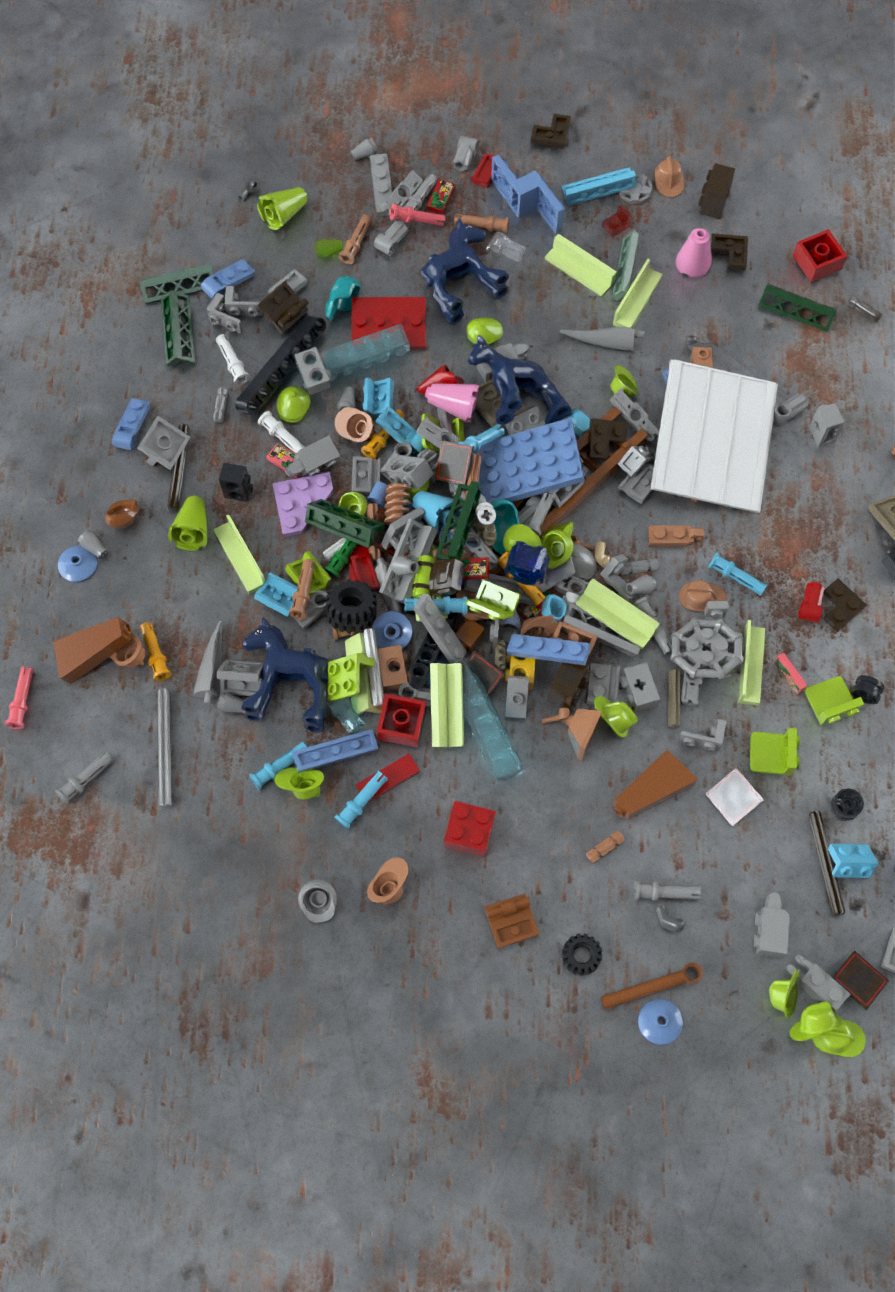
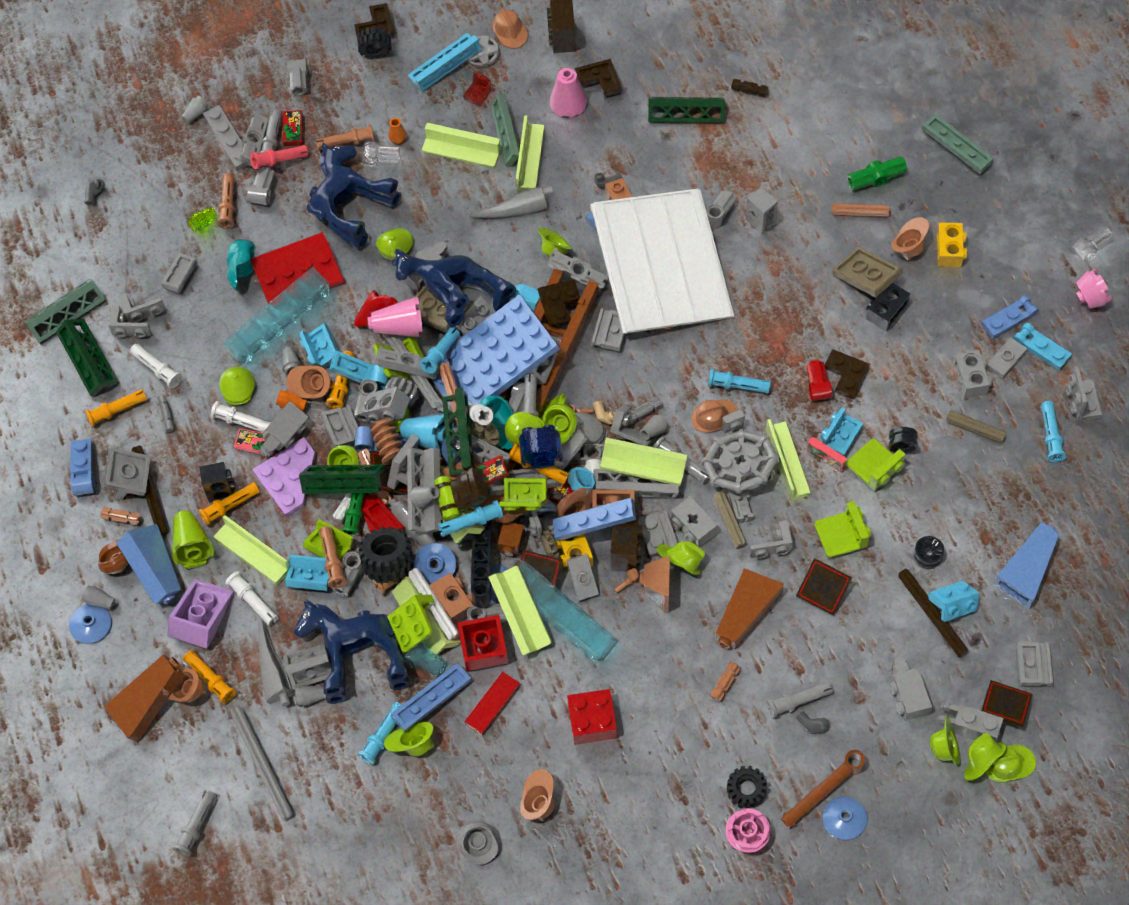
camera: 20 degrees left, 5 degrees down
(18, 706) = (97, 784): coral pin -> none
(144, 479) = (120, 516): none -> nougat axle
(148, 531) = (150, 562): none -> medium blue slope
(170, 592) = (199, 613): none -> lavender slope
(173, 383) = (106, 411): none -> light orange pin
(219, 589) = (245, 592): none -> white pin
(228, 276) = (113, 286): medium blue plate -> none
(230, 506) = (220, 508): none -> light orange pin
(279, 365) = (208, 352): black beam -> none
(281, 206) = (136, 196): lime cone -> none
(283, 307) = (185, 294): dark brown plate -> none
(310, 371) = (242, 347): light grey brick -> none
(330, 430) = (286, 396): none -> orange cone
(355, 807) = (473, 741): medium azure pin -> none
(439, 629) = (483, 541): light grey plate -> none
(454, 462) = (426, 380): piece -> none
(483, 173) = (326, 86): red tile -> none
(511, 921) = (668, 784): dark orange plate -> none
(527, 194) = (379, 95): medium blue bracket -> none
(529, 232) = (396, 131): none -> orange cone
(543, 146) = (374, 43): none -> black tyre
(564, 997) = (748, 830): none -> bright pink cone
(636, 458) = (597, 310): light grey bracket -> none
(673, 535) = (663, 369): nougat hinge -> none
(813, 658) = (841, 432): none -> medium azure bracket
(819, 255) = (686, 52): red brick -> none

